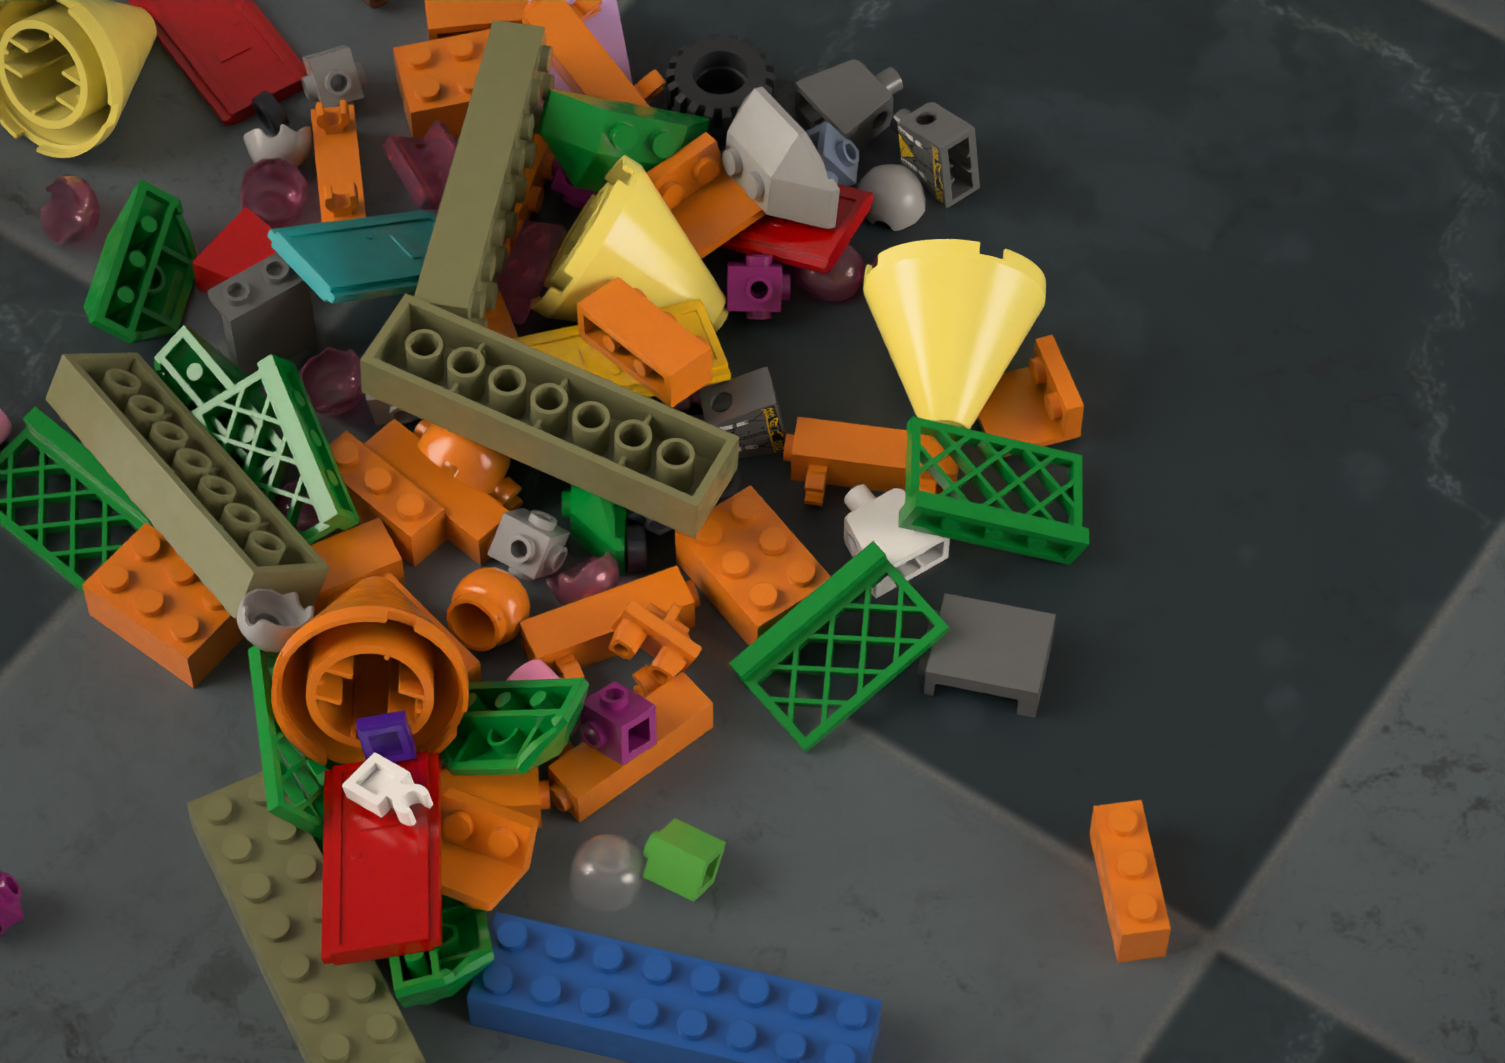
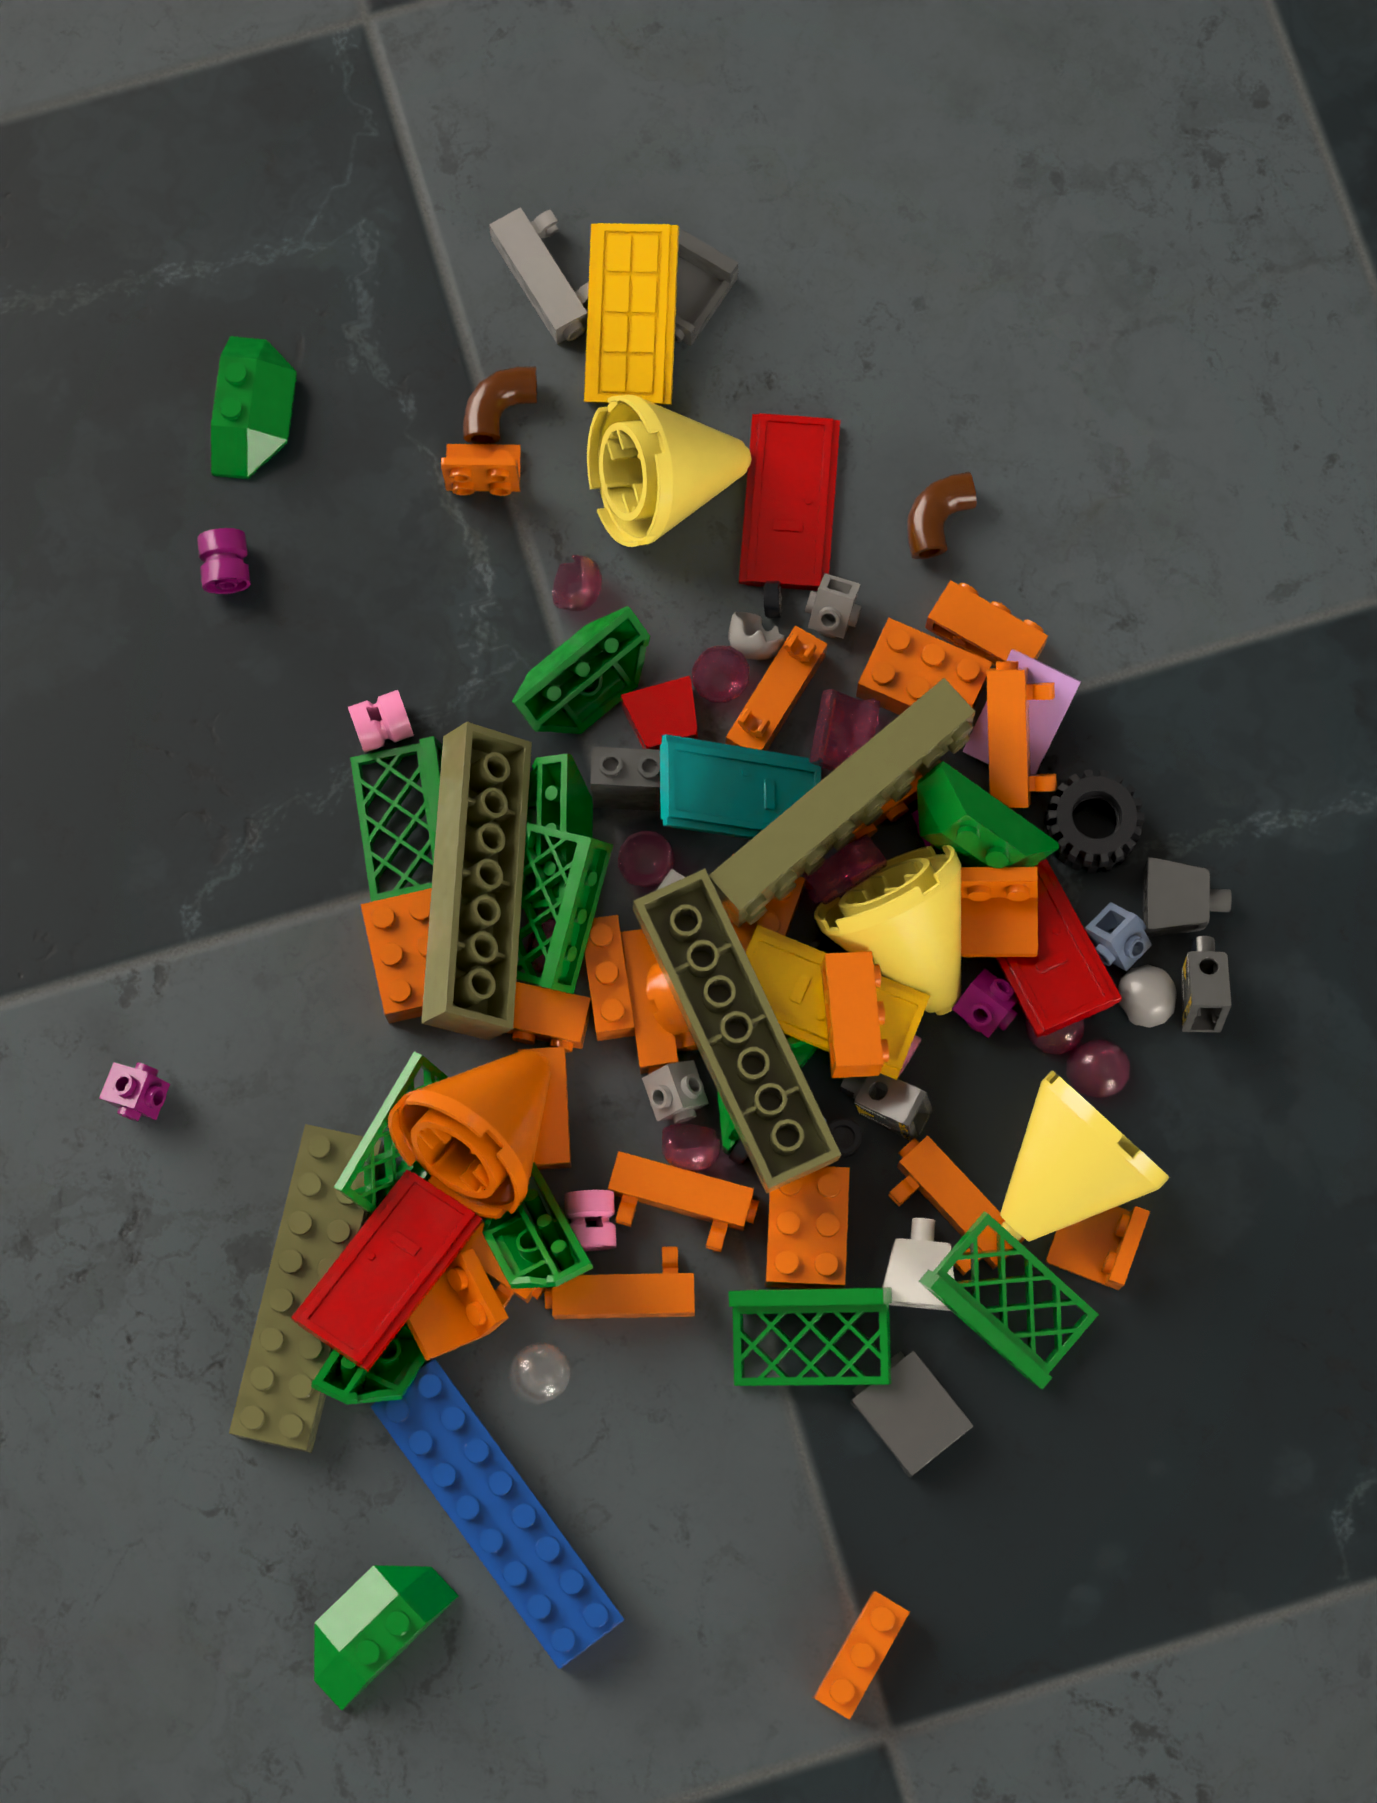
camera: 40 degrees right, 20 degrees up
(271, 618) = (440, 1048): light grey hair -> none
(385, 785) = (419, 1225): white plate -> none
(387, 736) = (451, 1188): dark purple tile -> none
(487, 608) = (609, 1122): orange piece -> none
(618, 723) = (610, 1289): magenta brick -> none
(656, 634) = (681, 1223): orange hips -> none
(683, 859) = (588, 1407): bright green brick -> none
(779, 163) = (1064, 929): light grey wedge -> none

